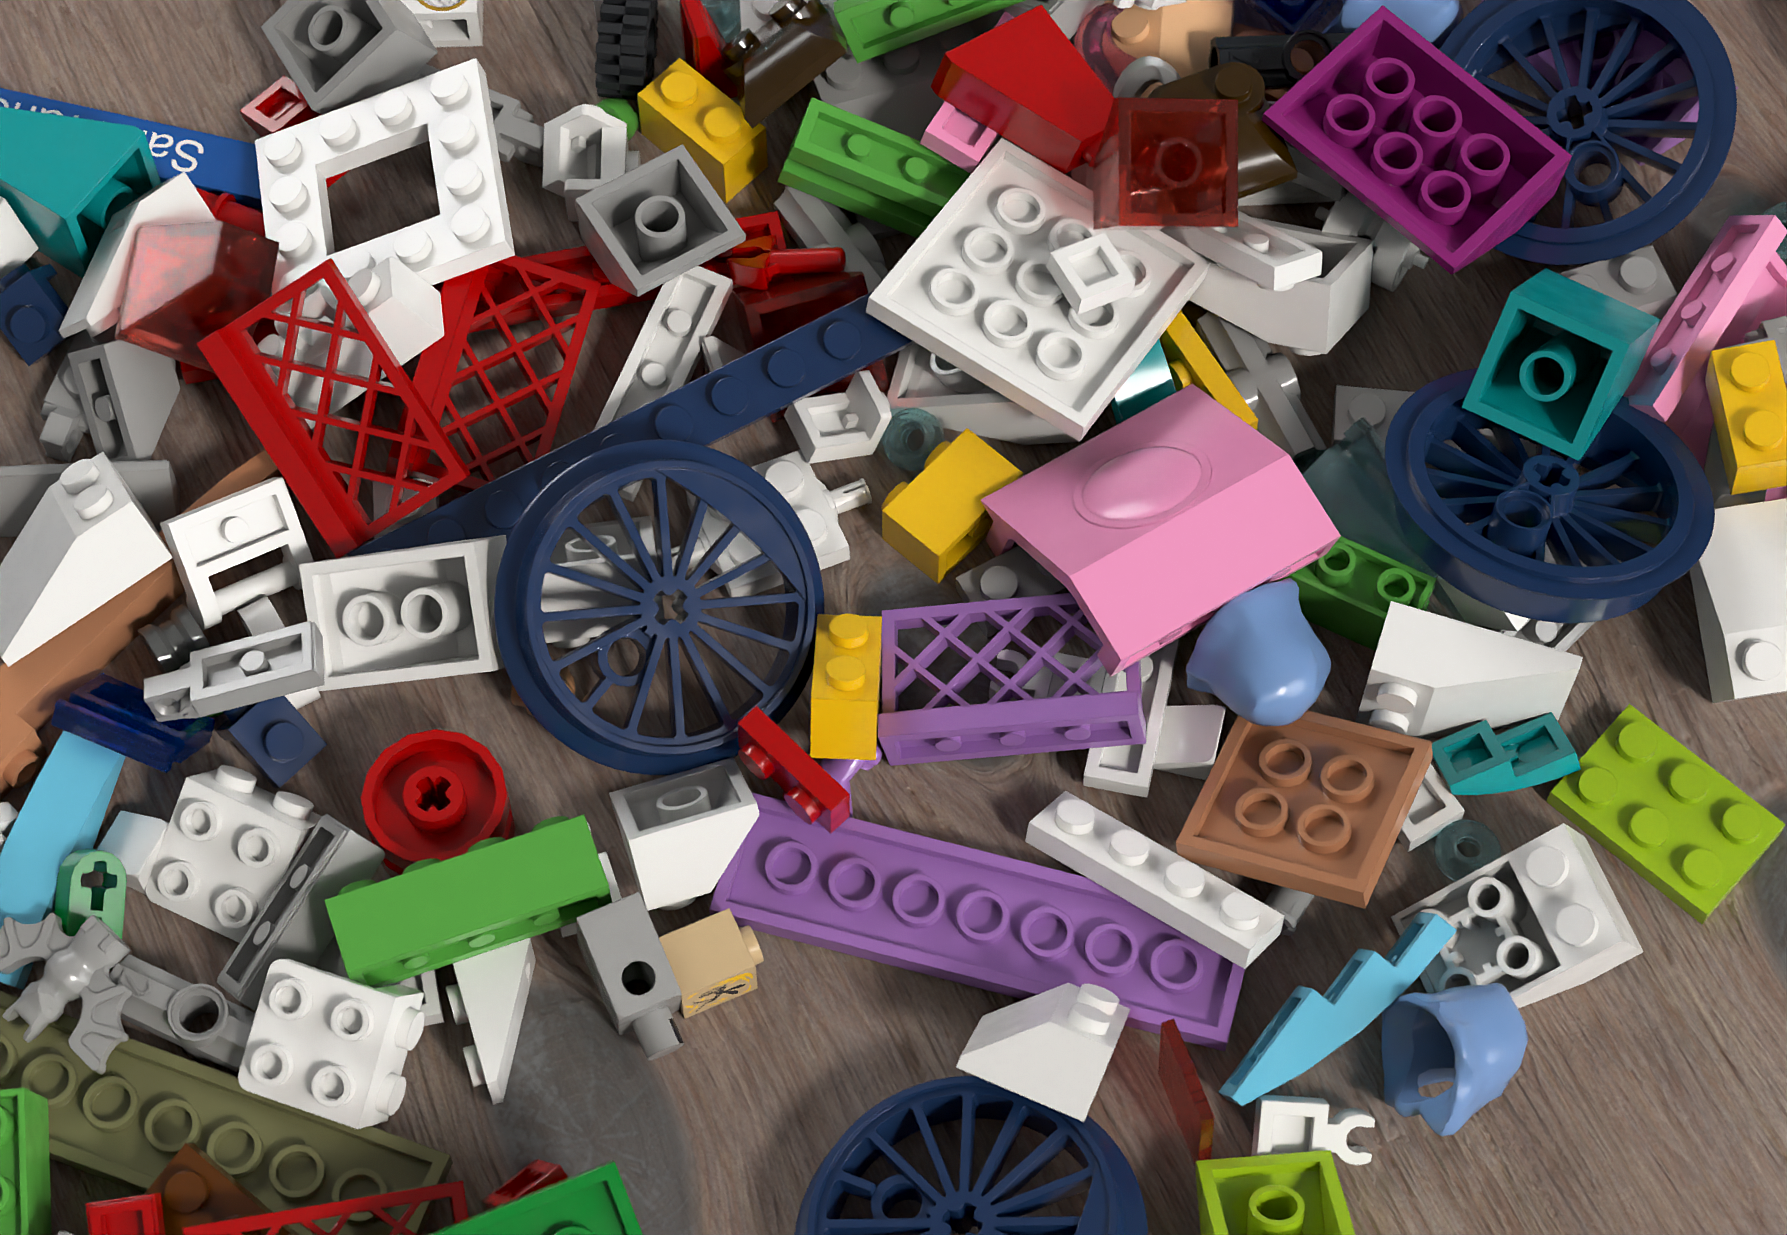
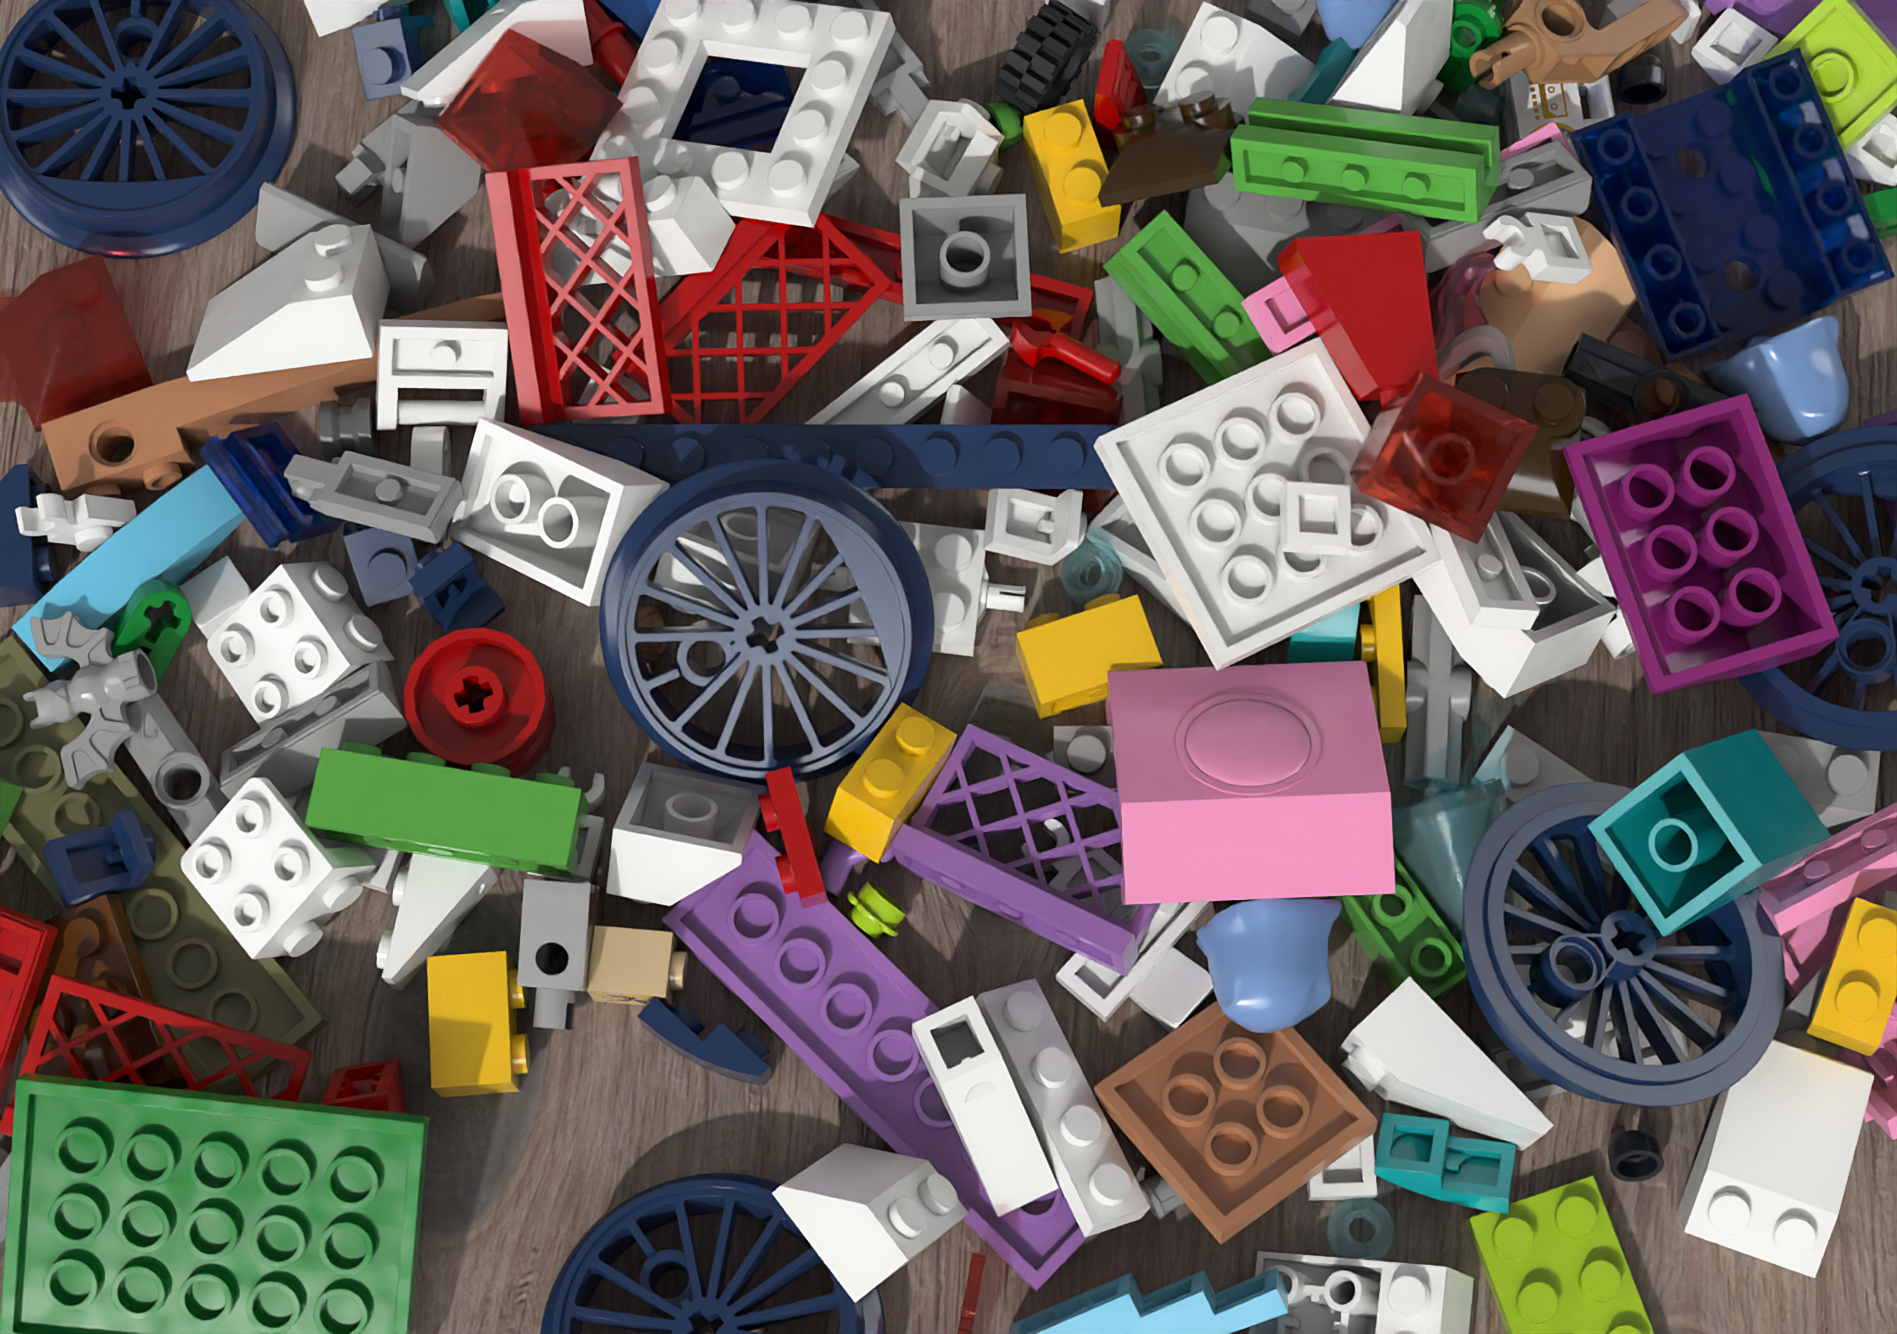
camera: 30 degrees right, 10 degrees up
(164, 1115) = (101, 860): none -> dark blue bracket
(349, 728) = (454, 590): none -> dark blue bracket
(376, 202) = (736, 104): none -> clear blue plate
(592, 1086) = (475, 1024): none -> yellow brick
(836, 994) = (722, 1052): none -> dark blue slope
(893, 806) = (875, 911): none -> lime plate
(1089, 902) = (984, 1105): none -> white slope
(1661, 661) = (1634, 1154): none -> black hinge

